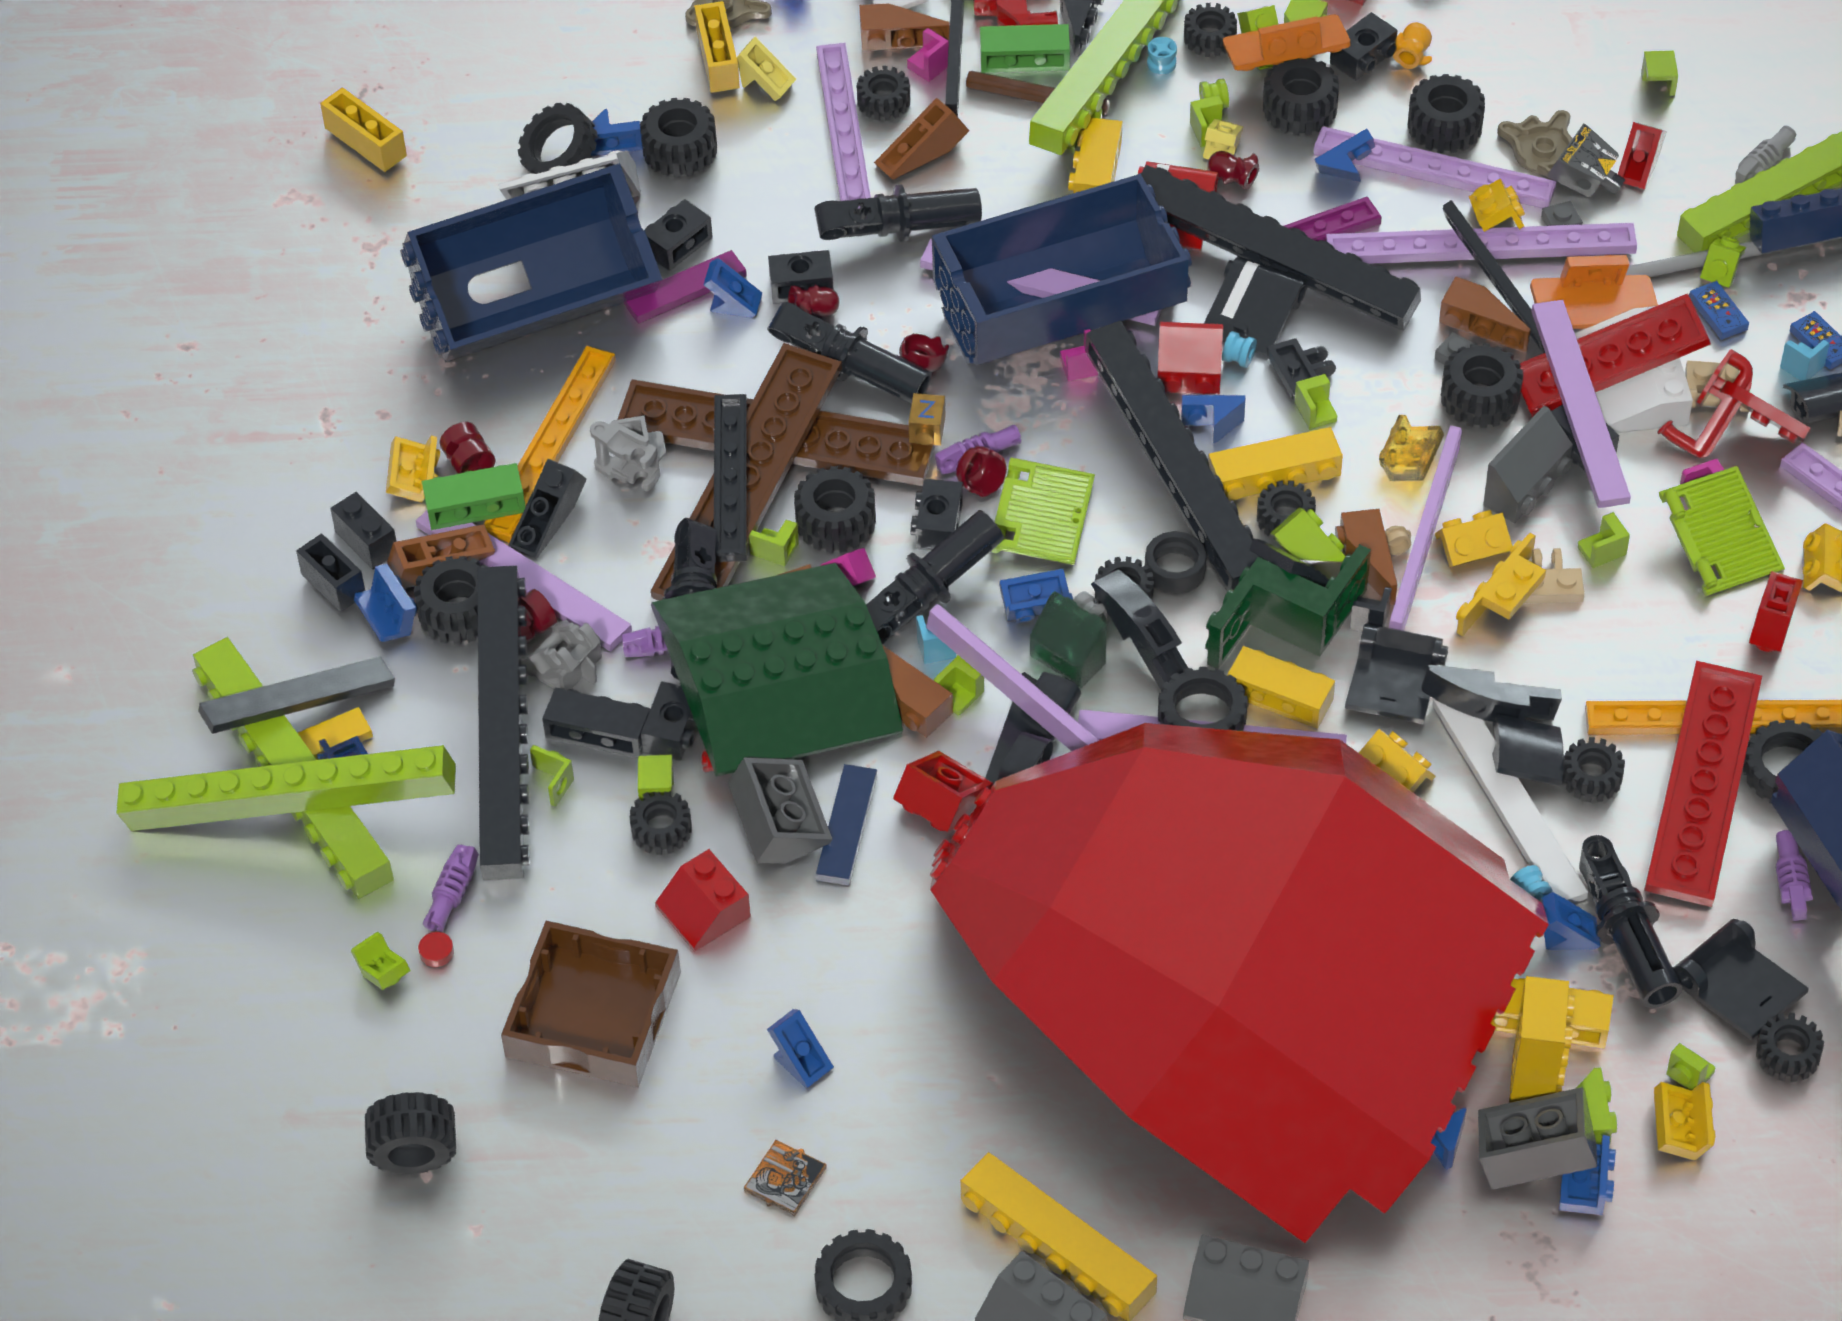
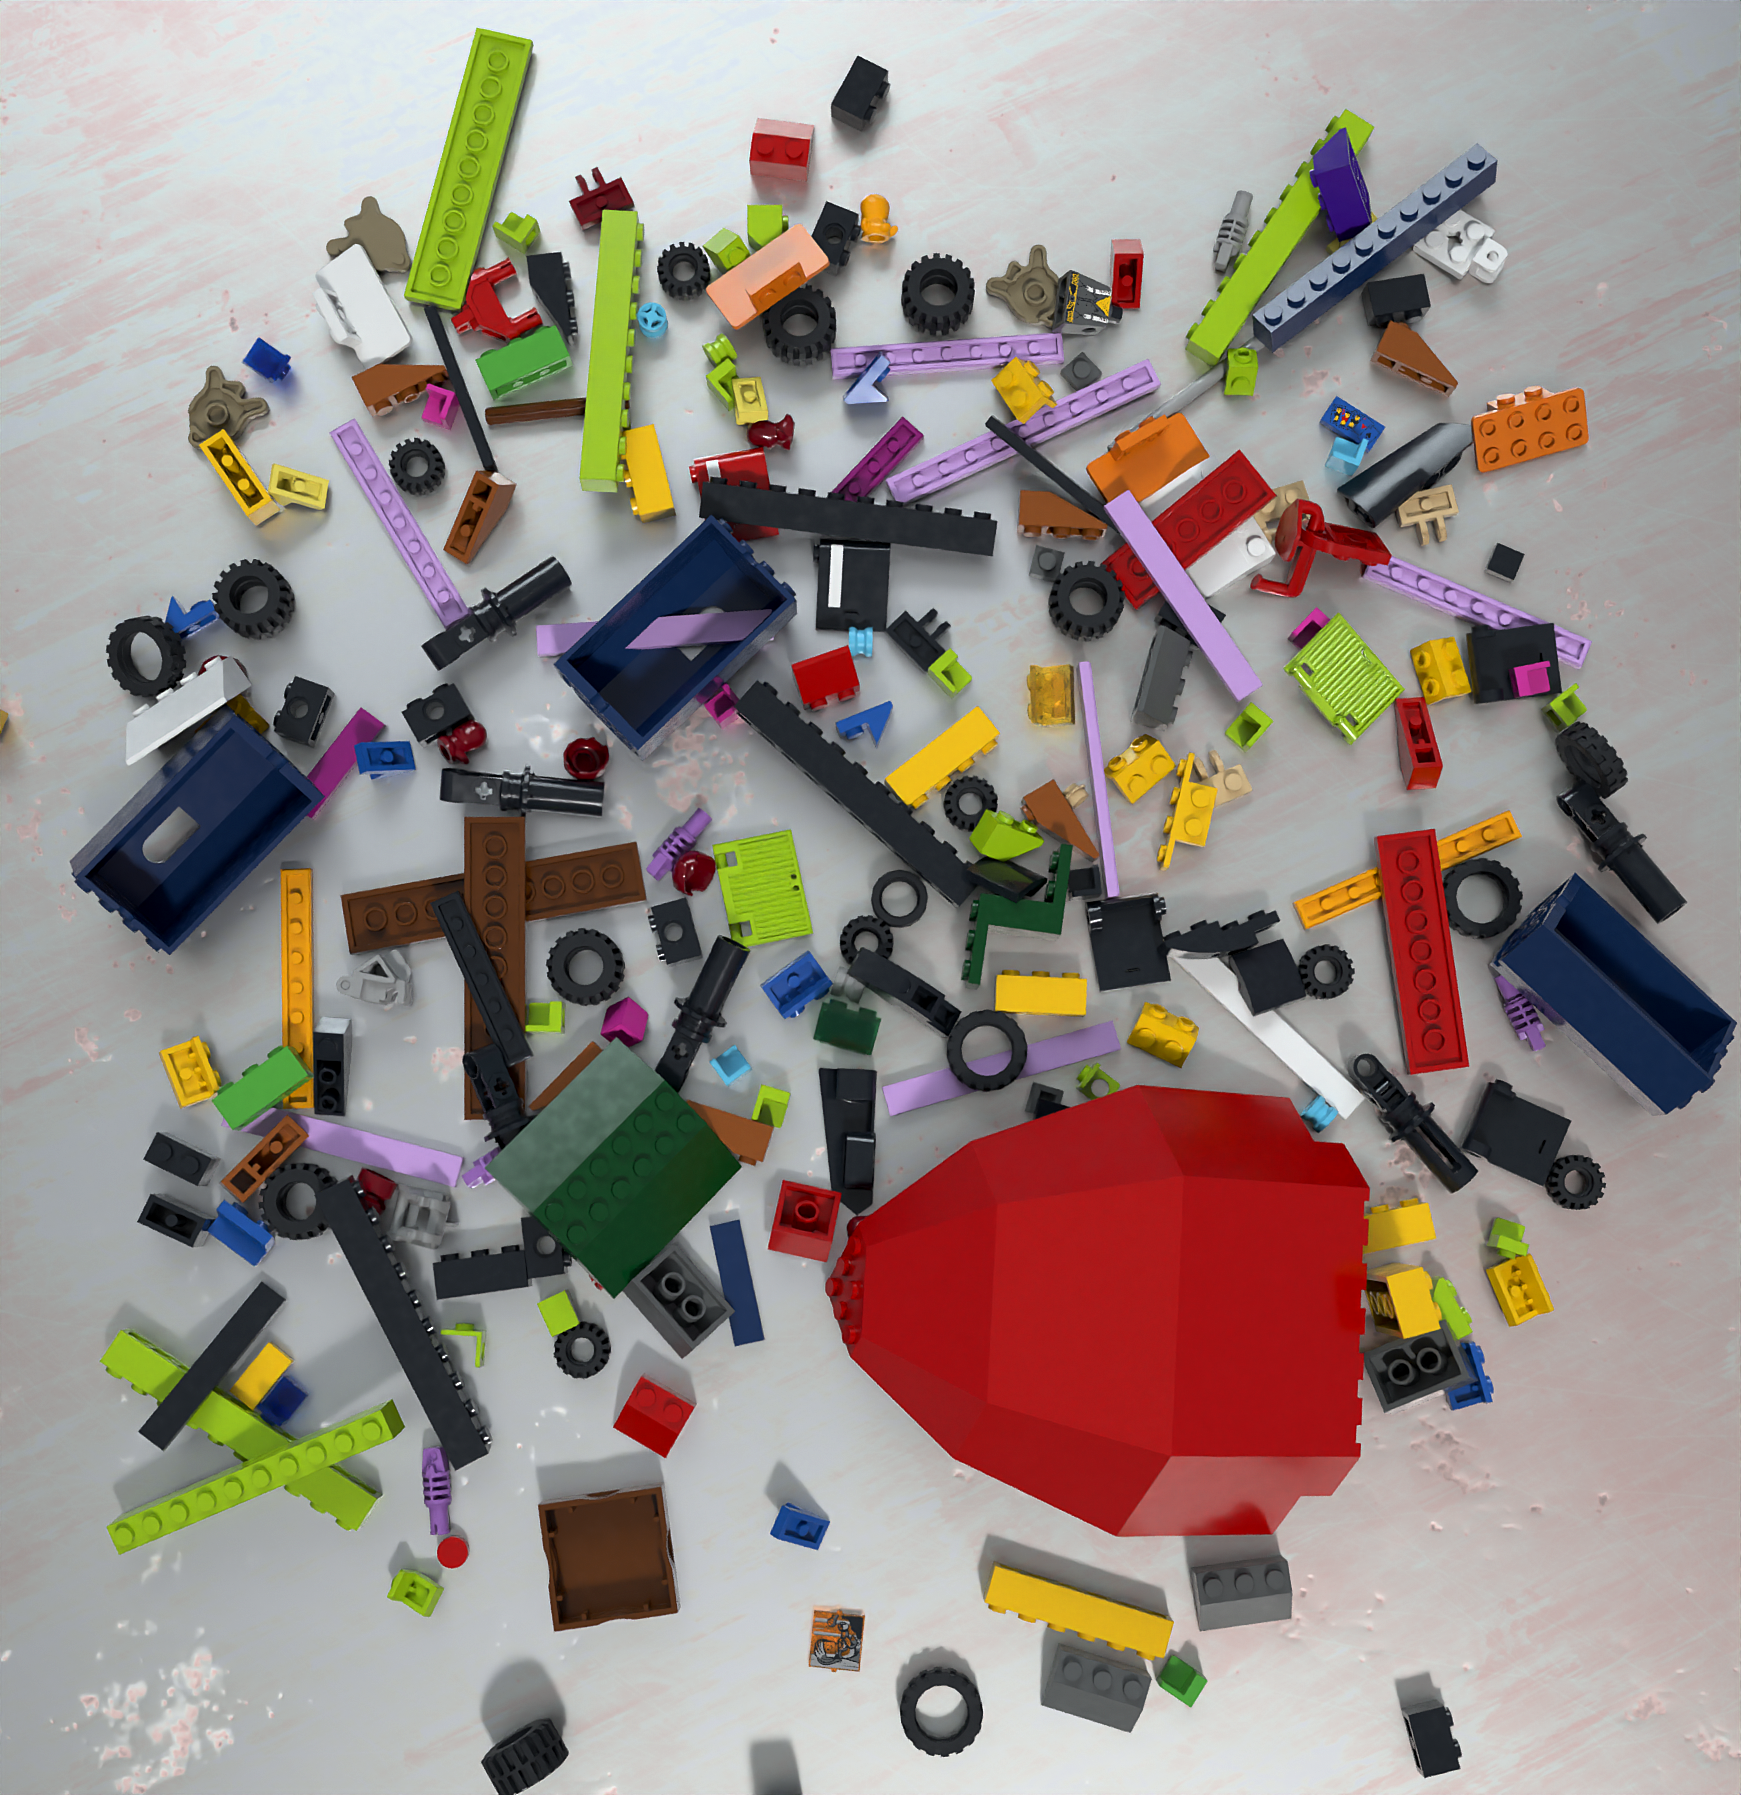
camera: 30 degrees left, 30 degrees up
(466, 448) = (235, 1039): dark red wheel -> none
(927, 419) = (626, 843): pearl gold brick -> none
(1008, 679) = (842, 1108): lavender tile -> none
(1568, 925) = (1365, 1138): blue slope -> none
(1661, 67) = (1108, 165): lime panel -> none
(1719, 310) = (1253, 425): blue tile -> none

